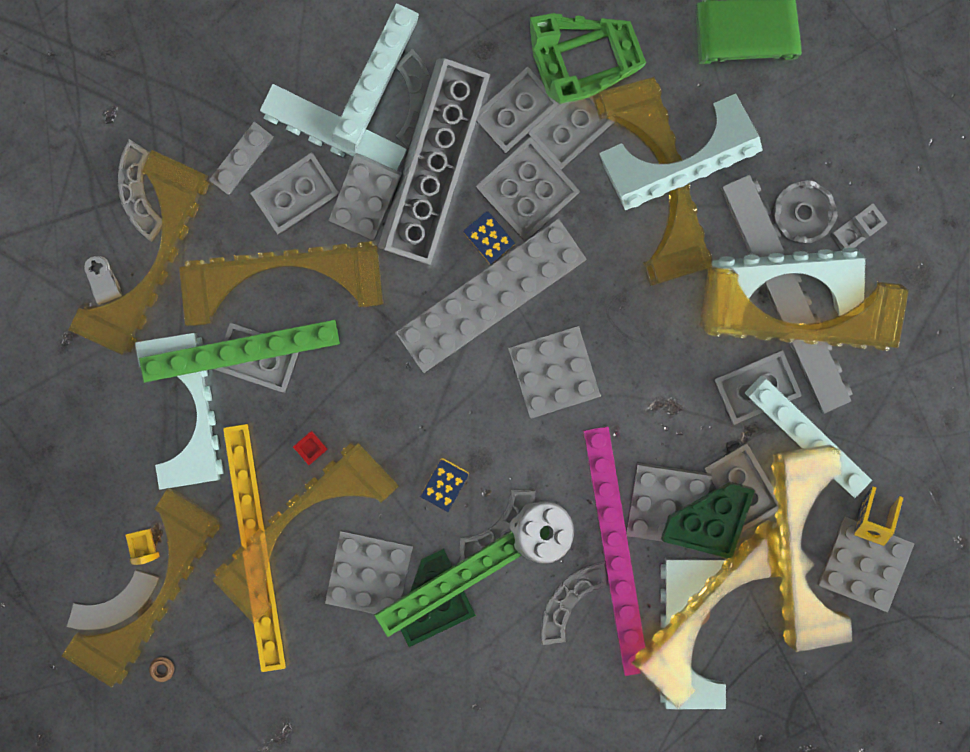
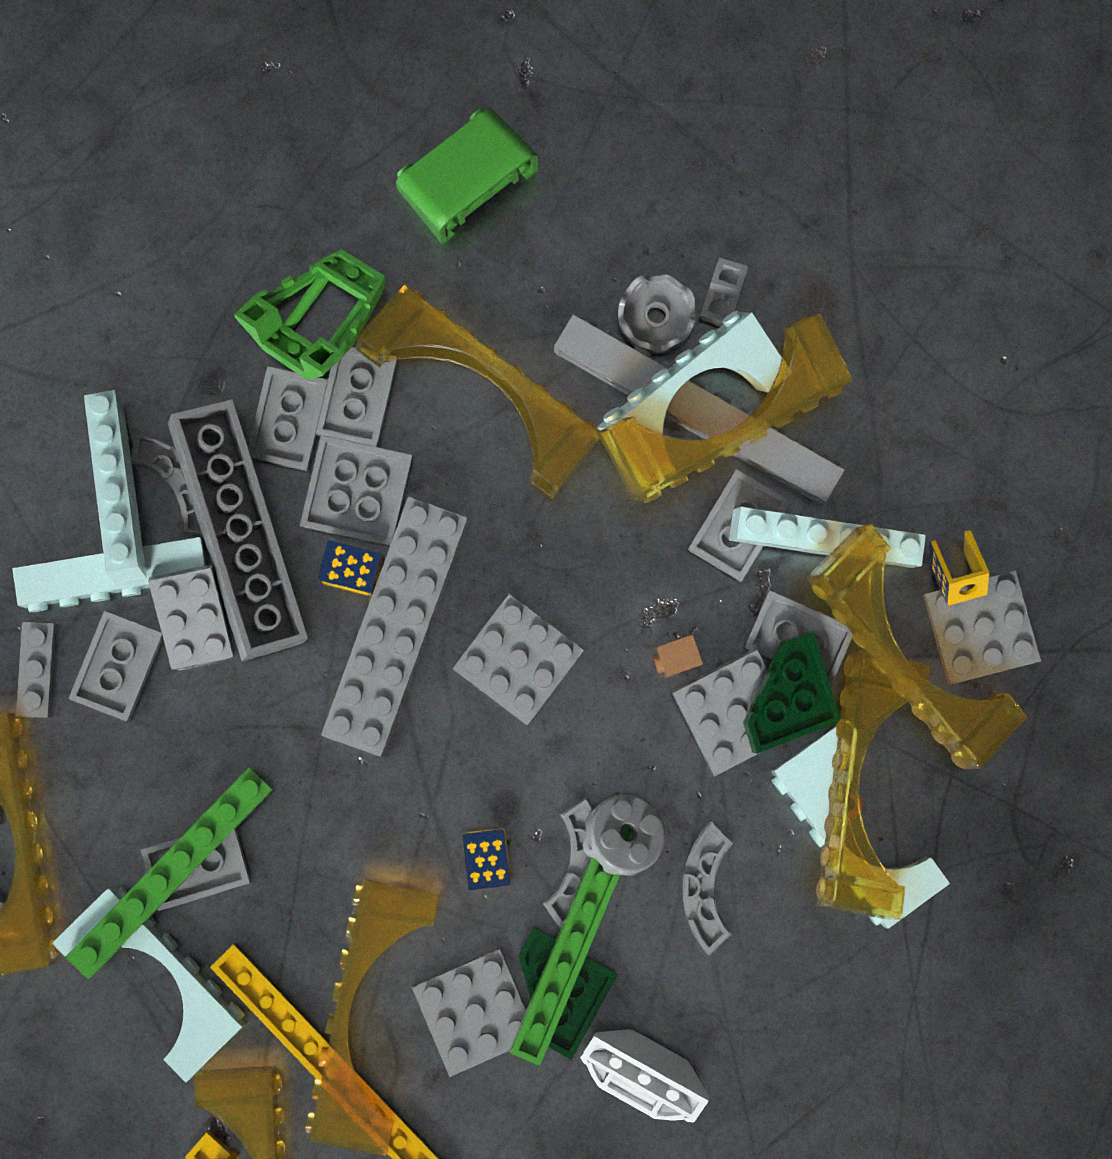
camera: 40 degrees left, 5 degrees down
(209, 284) = (92, 823): clear yellow arch -> none
(310, 447) = (318, 921): red plate -> none
(448, 689) = (645, 1075): none -> white wedge
(615, 545) = (712, 796): dark pink brick -> none
(642, 181) = (465, 398): light aqua arch -> none
(657, 443) = (677, 656): none -> medium nougat brick

